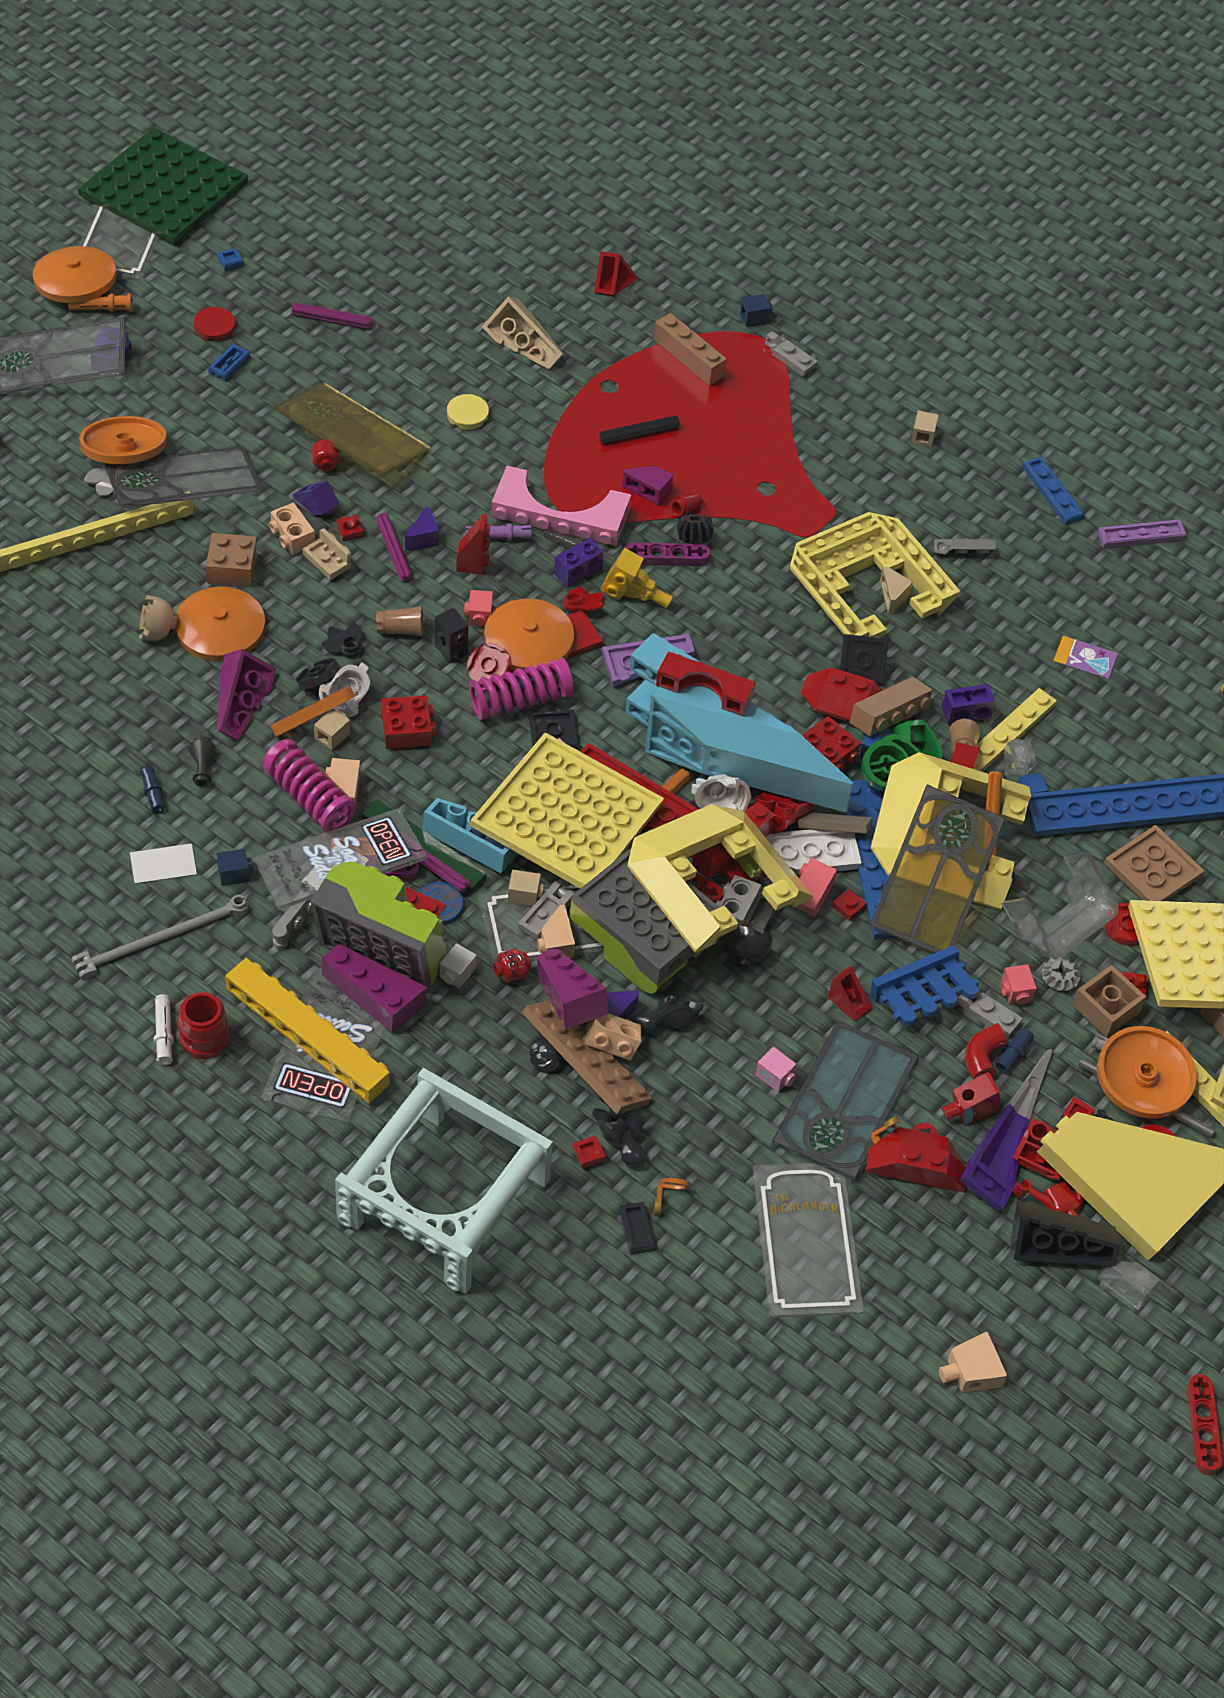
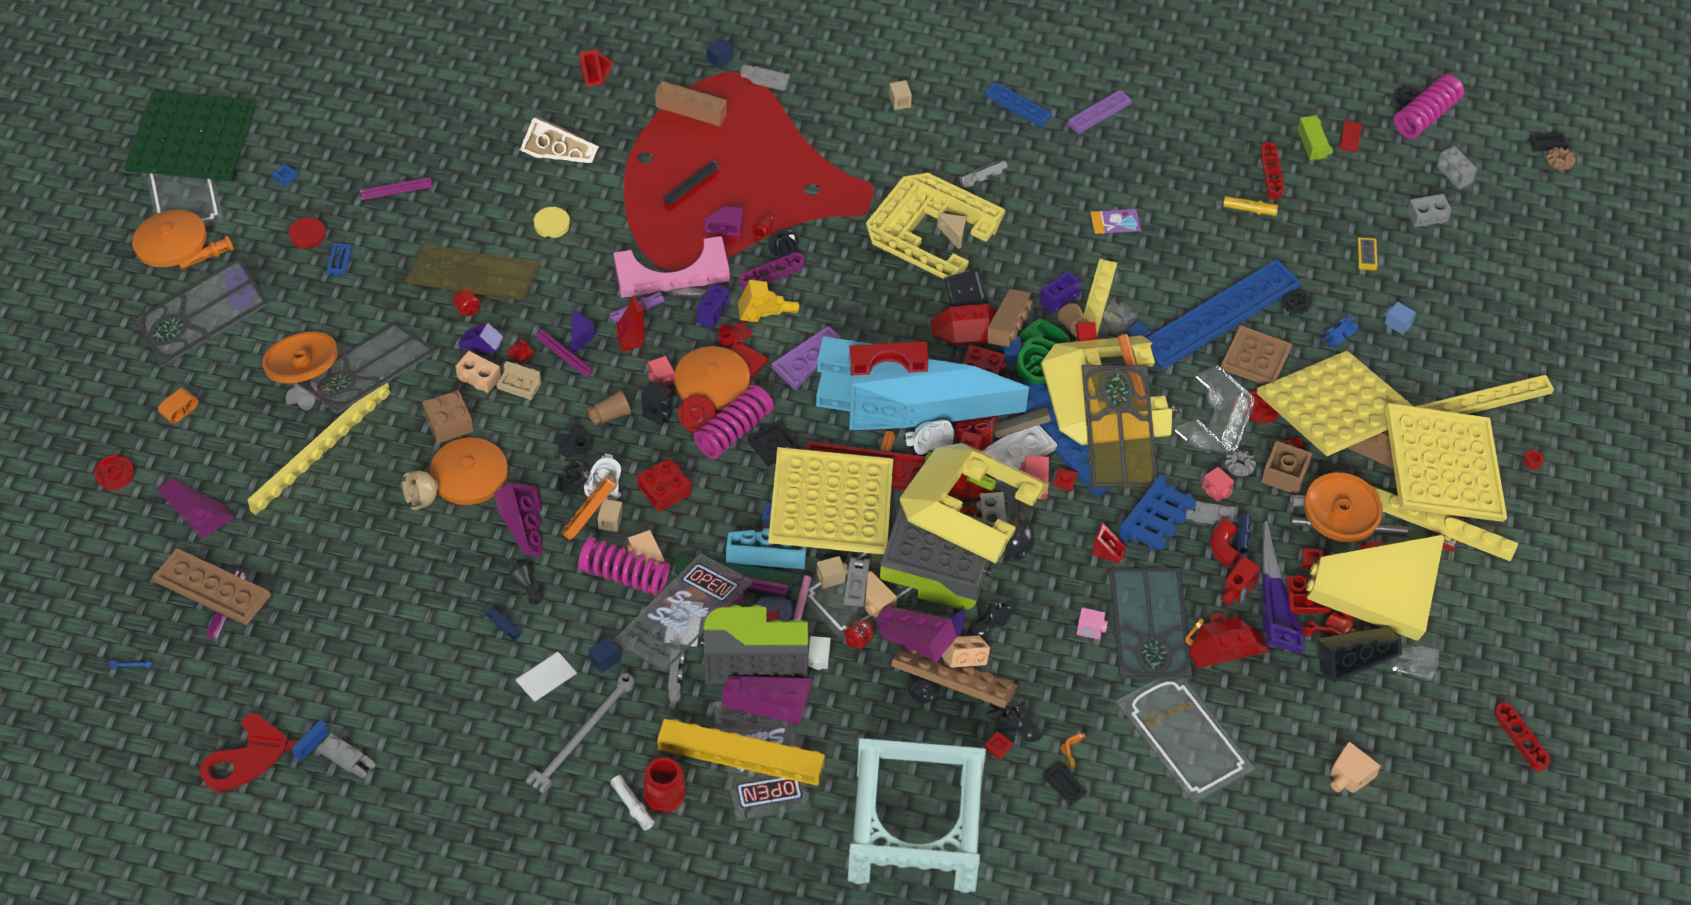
camera: 25 degrees left, 0 degrees up
(470, 909) = (802, 598): none -> bright pink piece

